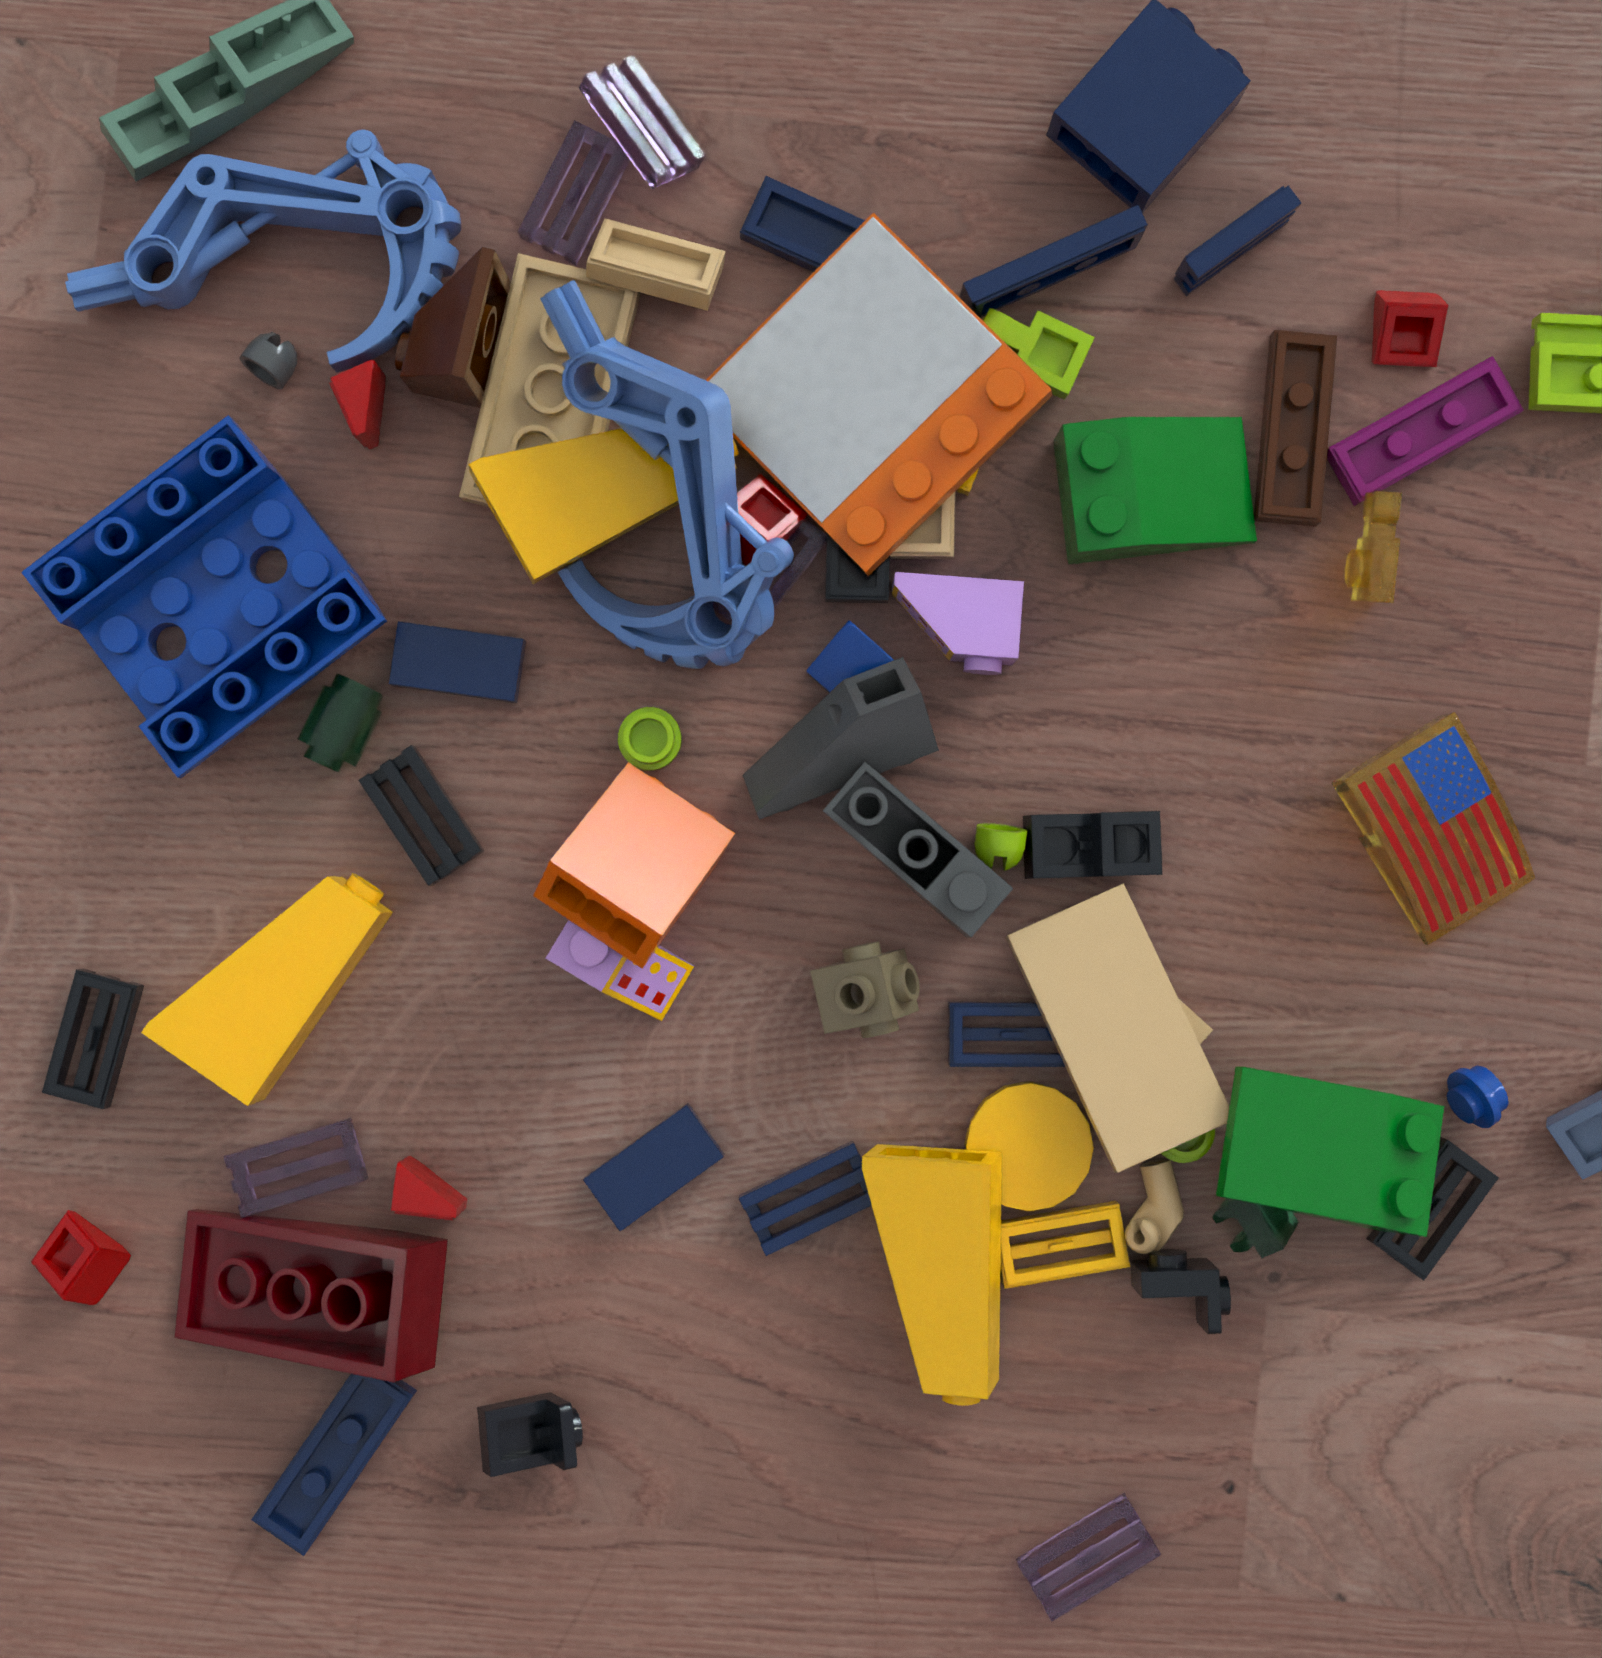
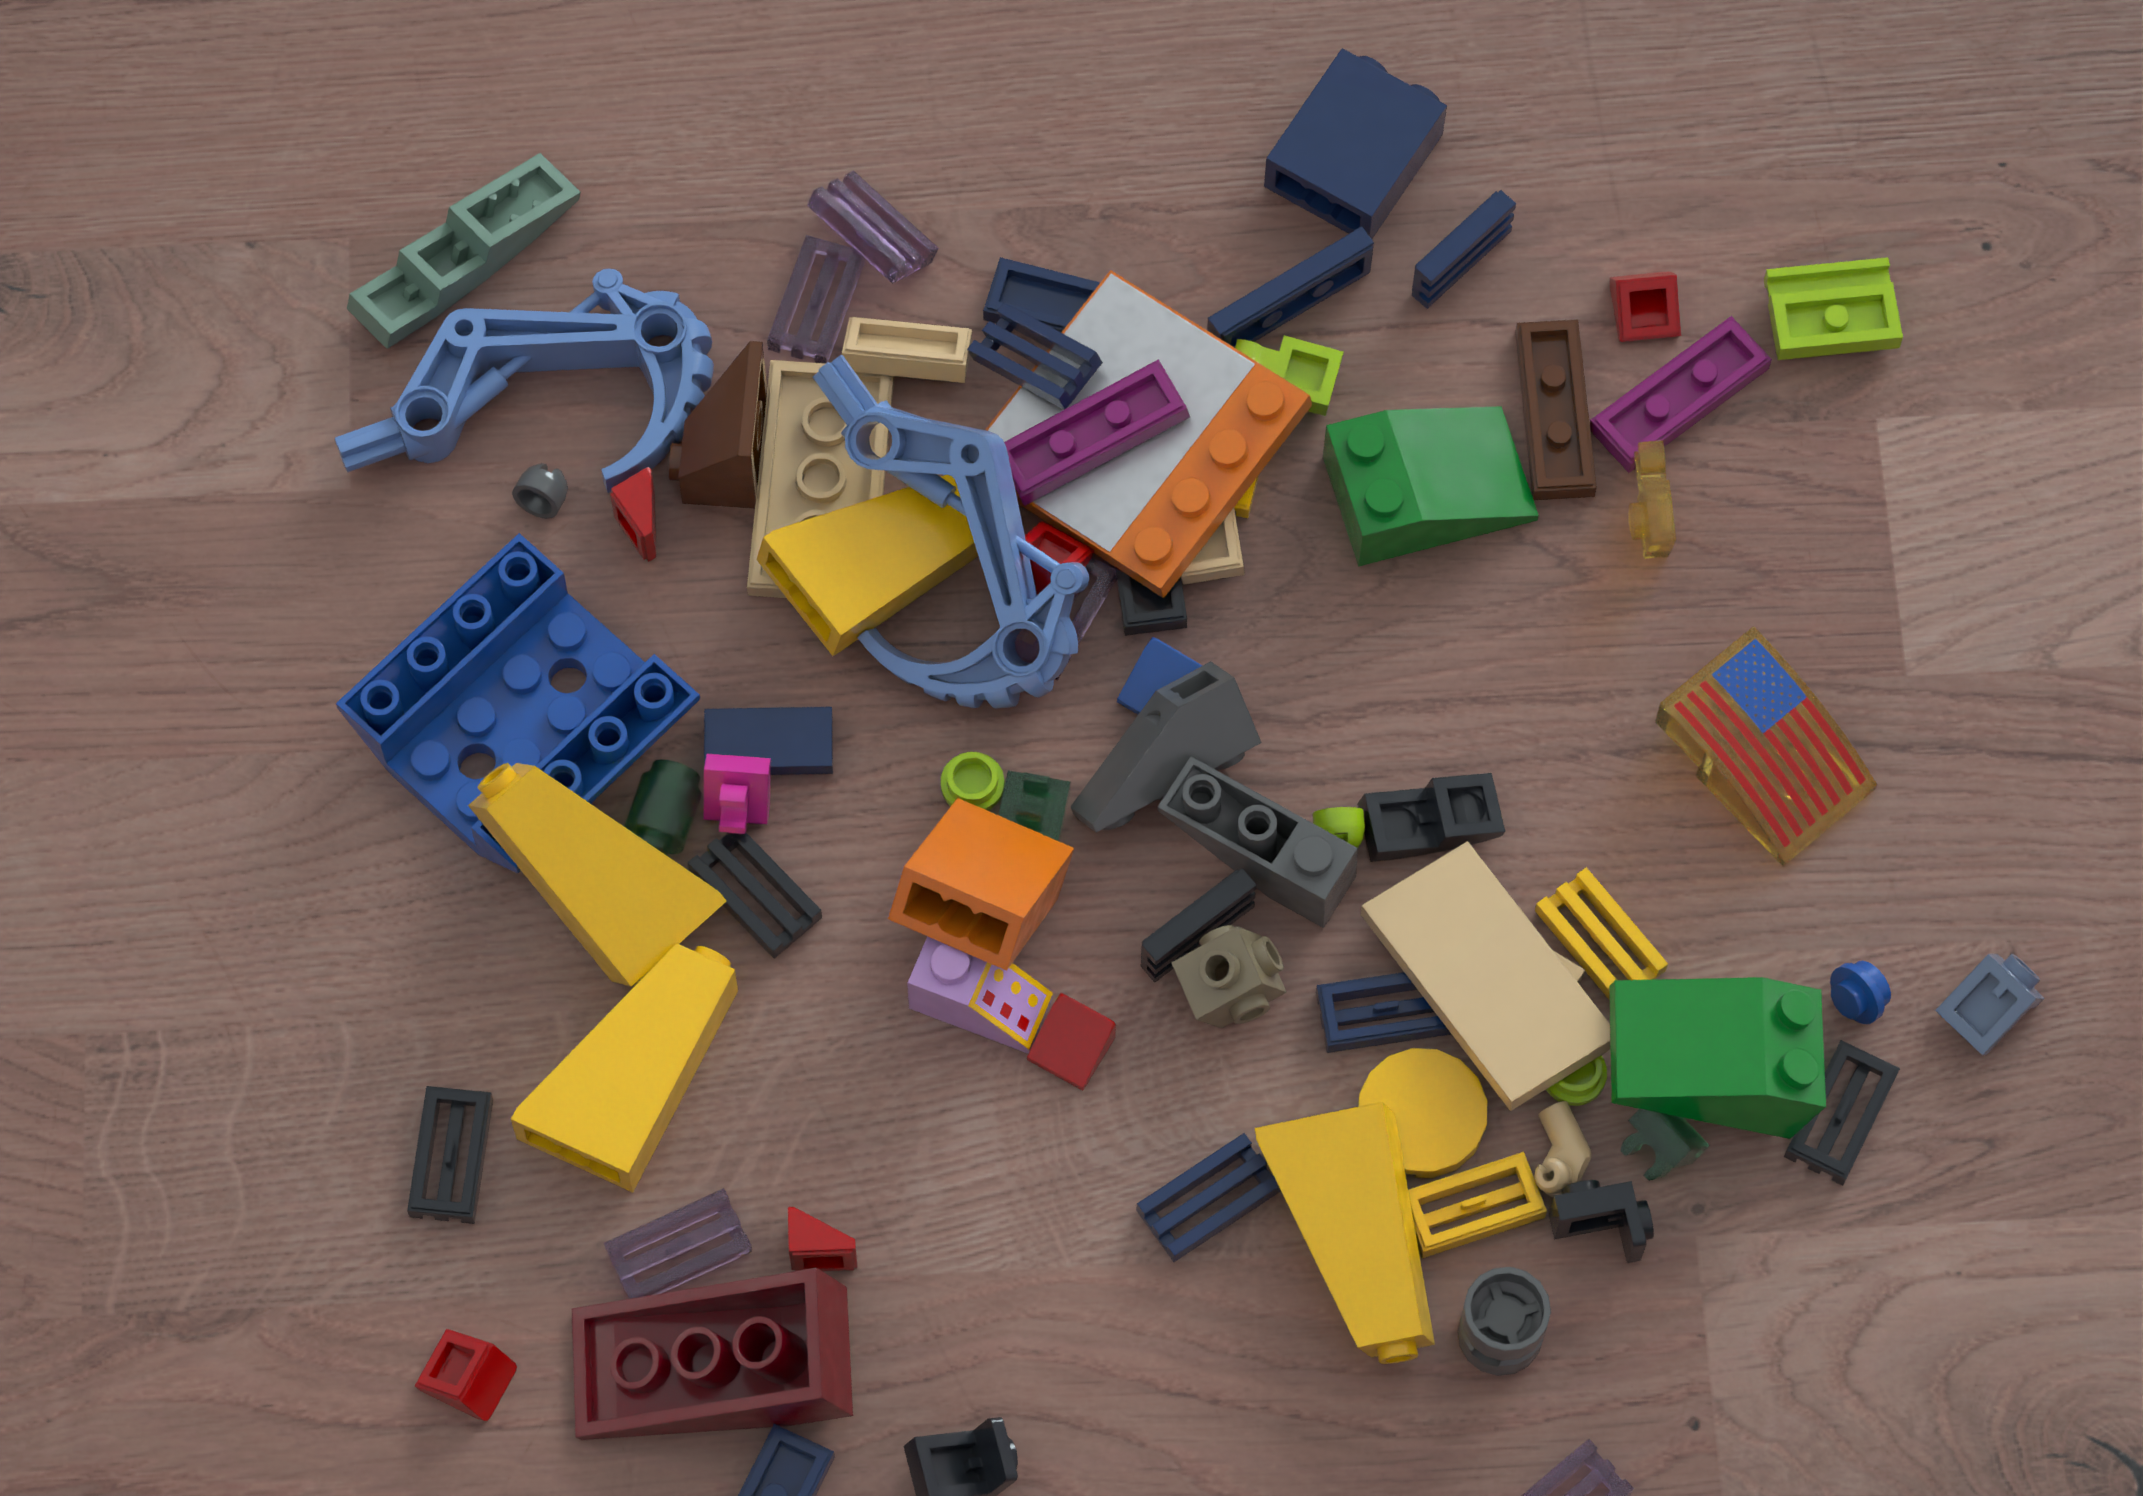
camera: 10 degrees left, 20 degrees down
(251, 794) = (596, 875): none -> yellow slope
(414, 717) = (736, 791): none -> dark pink tile
(653, 1167) = (1045, 1191): dark blue tile -> none
(703, 1023) = (1072, 1041): none -> red slope
(705, 773) = (1036, 802): none -> clear green tile
(749, 265) = (1000, 334): none -> dark blue tile
(824, 391) = (1094, 431): none -> magenta tile
(844, 925) = (1182, 933): none -> black tile
(966, 617) = (1263, 620): lavender slope -> none
(1069, 1382) = (1503, 1321): none -> dark grey wheel
(1261, 1041) = (1567, 895): none -> yellow tile

